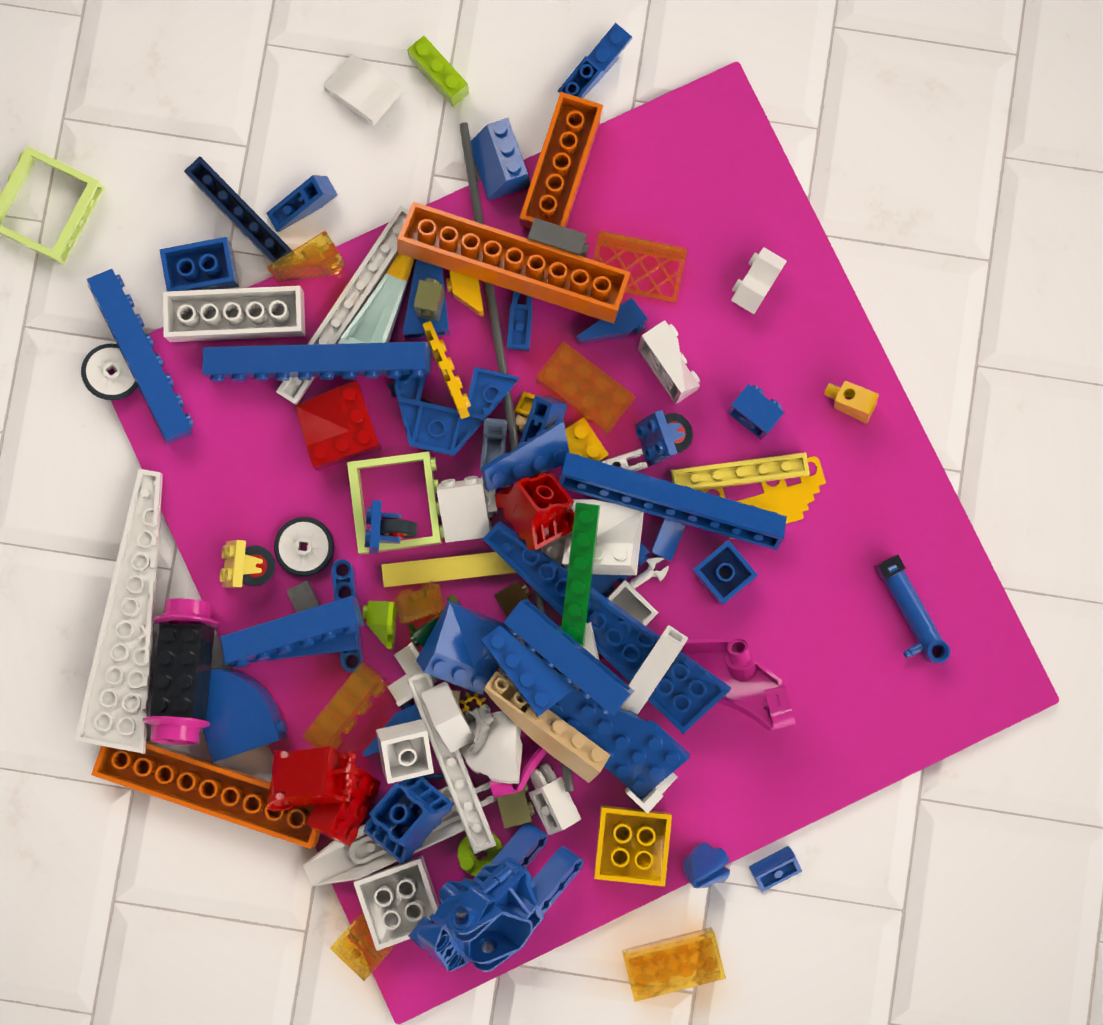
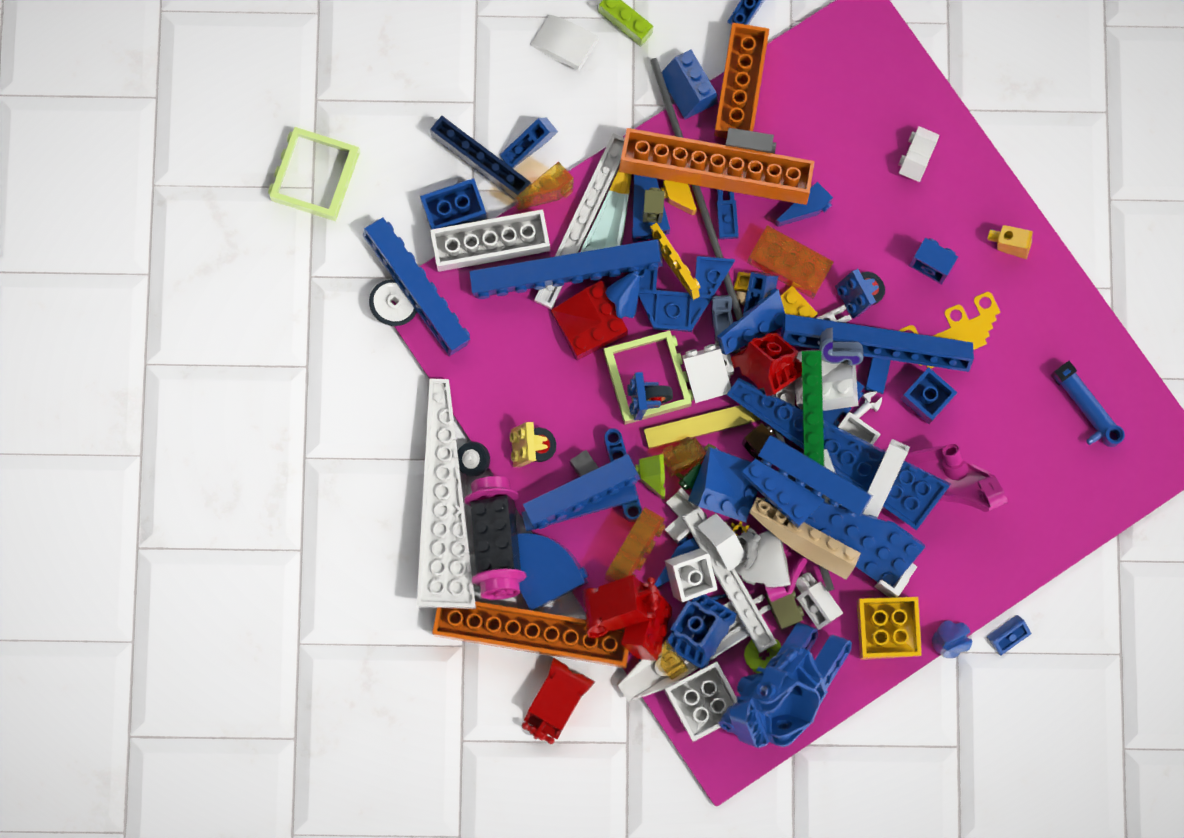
camera: 10 degrees left, 5 degrees down
(176, 570) = (473, 458): none -> black wheel
(227, 873) = (555, 702): none -> red piece
(288, 545) = (580, 436): white wheel -> none
(357, 948) = (677, 743): clear yellow slope -> none
(367, 850) = (671, 661): none -> clear yellow tile
(380, 403) = (625, 294): none -> blue hat
(624, 507) = (839, 351): none -> sand blue animal
(646, 248) = (822, 140): fence -> none
(664, 357) = (851, 225): white slope -> none
(673, 964) = (937, 721): clear yellow brick -> none
(742, 472) = (931, 312): light yellow tile -> none

